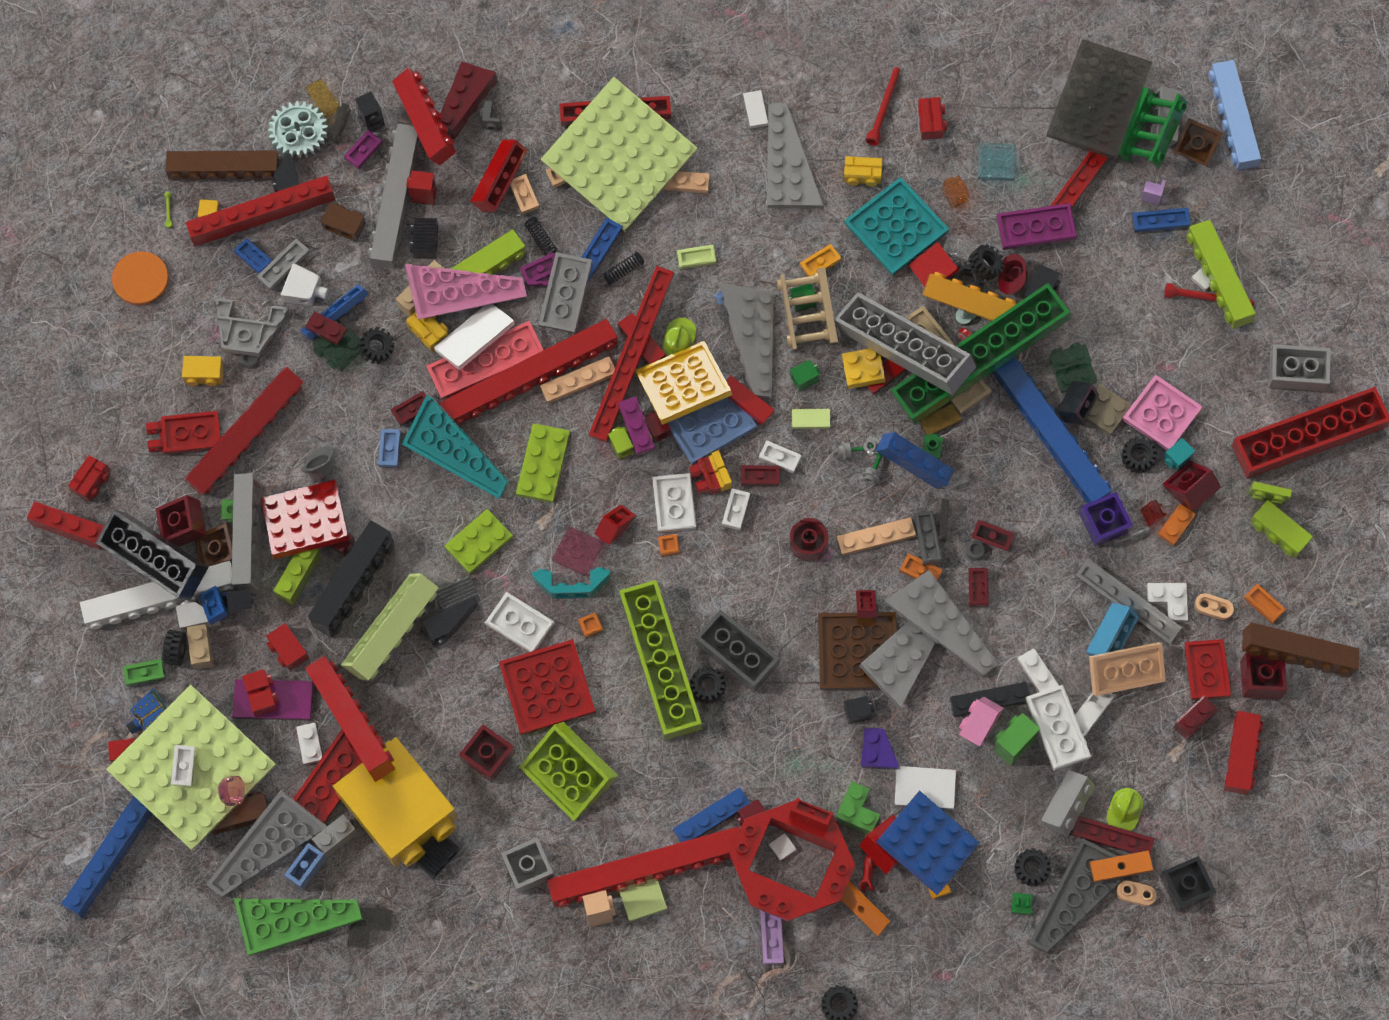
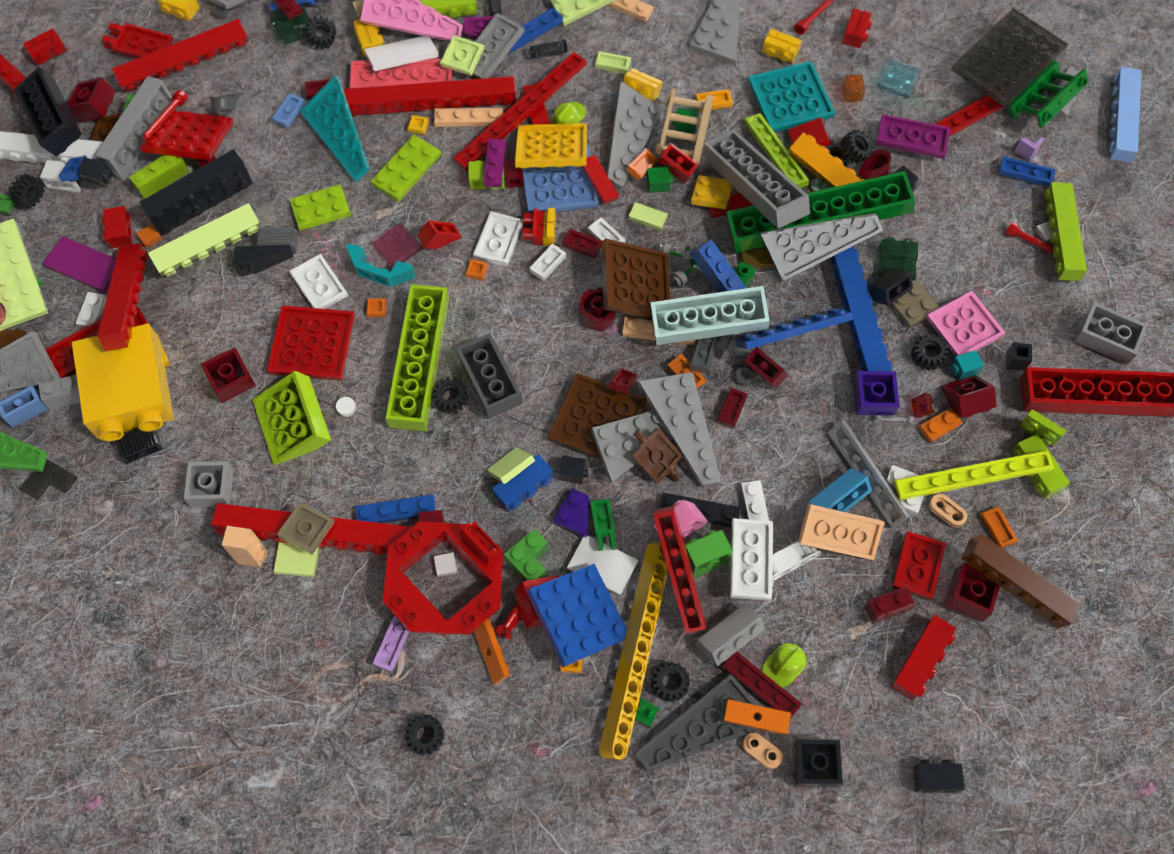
camera: 20 degrees right, 5 degrees down
(200, 647) = (49, 200): tan brick -> none
(260, 693) = (71, 257): red piece -> none
(268, 480) = (178, 99): none -> red piece
(322, 642) = (149, 236): none -> orange tile
(530, 409) = (418, 125): none -> yellow tile
(540, 315) = (462, 55): none -> yellowish green tile
(613, 737) = (345, 406): none -> white tile
(645, 868) = (306, 528): none -> dark tan plate
(741, 274) = (643, 84): none -> yellow brick
(781, 365) = (639, 166): none -> orange tile
(799, 730) = (510, 465): none -> yellowish green tile
(817, 351) = (678, 163): none -> red brick
(818, 742) = (523, 484): none -> blue brick
(834, 497) = (633, 278): none -> reddish brown plate
(908, 298) = (775, 149): none -> lime plate
(909, 749) = (603, 522): none -> green hinge
(922, 507) = (710, 315): none -> light aqua brick
(930, 665) = (656, 455): none -> reddish brown plate
(990, 388) = (807, 245): none -> light grey wing
(990, 850) = (634, 654): none -> yellow beam
(1001, 764) = (680, 569): none -> red brick
(1003, 486) = (798, 327): none -> blue plate
(1198, 142) = (1084, 122): reddish brown slope -> none
(1223, 427) = (1018, 356): none -> black brick
(1224, 564) = (973, 475): none -> neon yellow tile
(1293, 852) = (939, 777): none -> black brick

